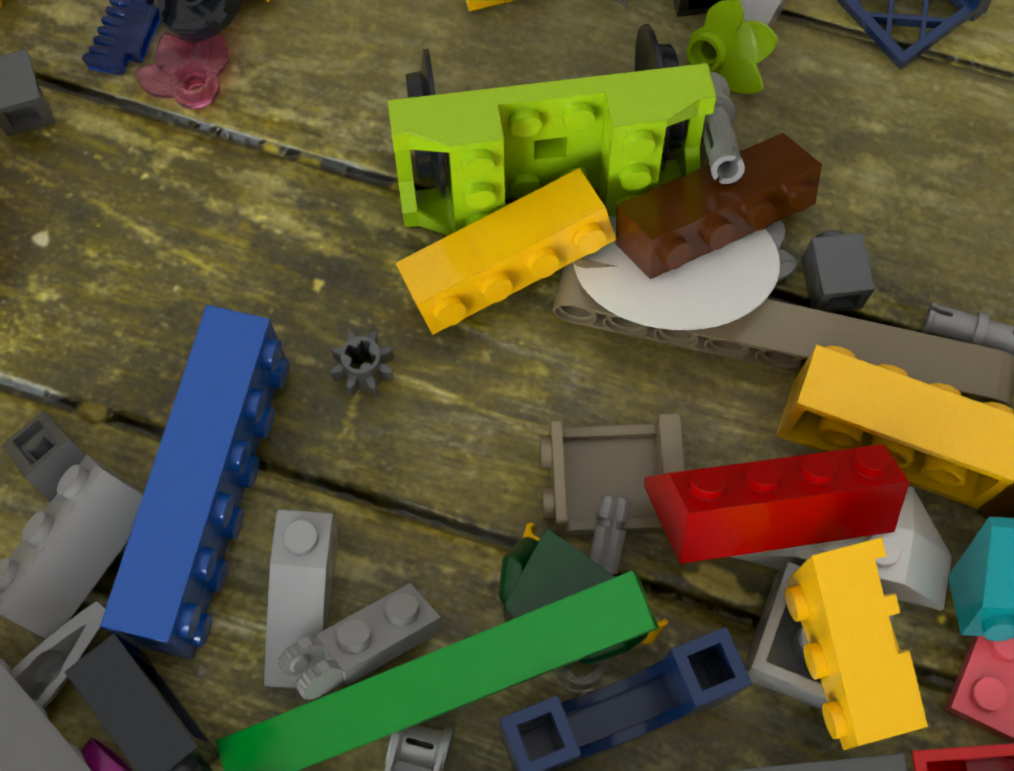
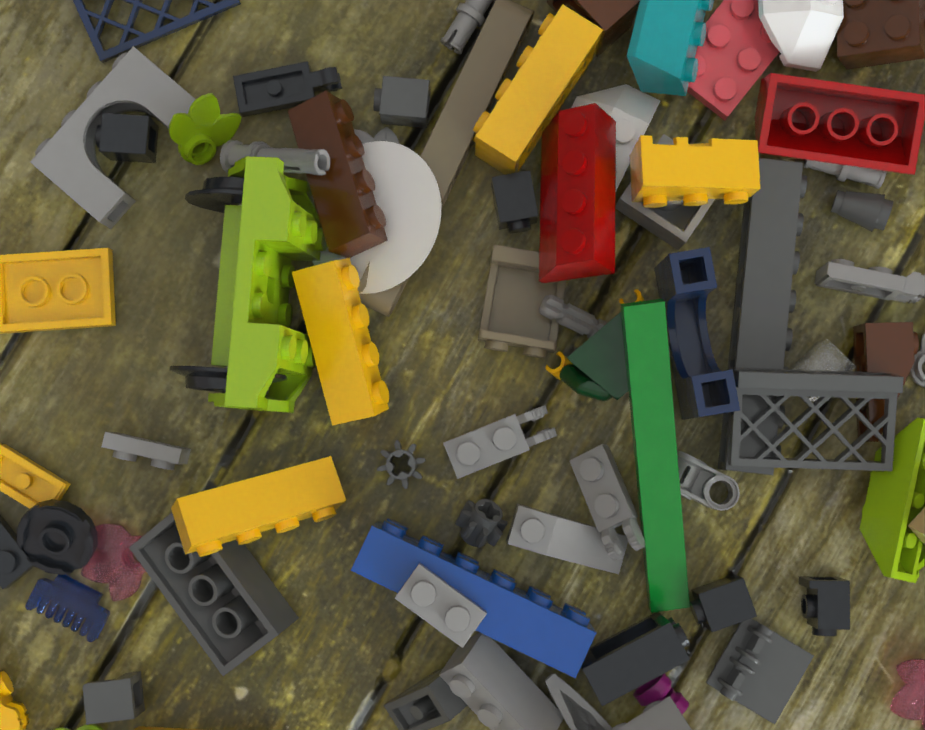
camera: 70 degrees left, 15 degrees up
(172, 171) = (218, 596): none -> dark grey slope
(176, 422) = (441, 605): none -> light grey plate
(274, 189) = (257, 505): none -> yellow brick
(302, 478) = (481, 523): none -> dark grey gear
(325, 51) = (162, 454): none -> light grey plate
(415, 480) = (494, 442): none -> light grey hinge
(746, 433) = (514, 201): none -> black brick
(810, 123) = (282, 87): none -> black plate

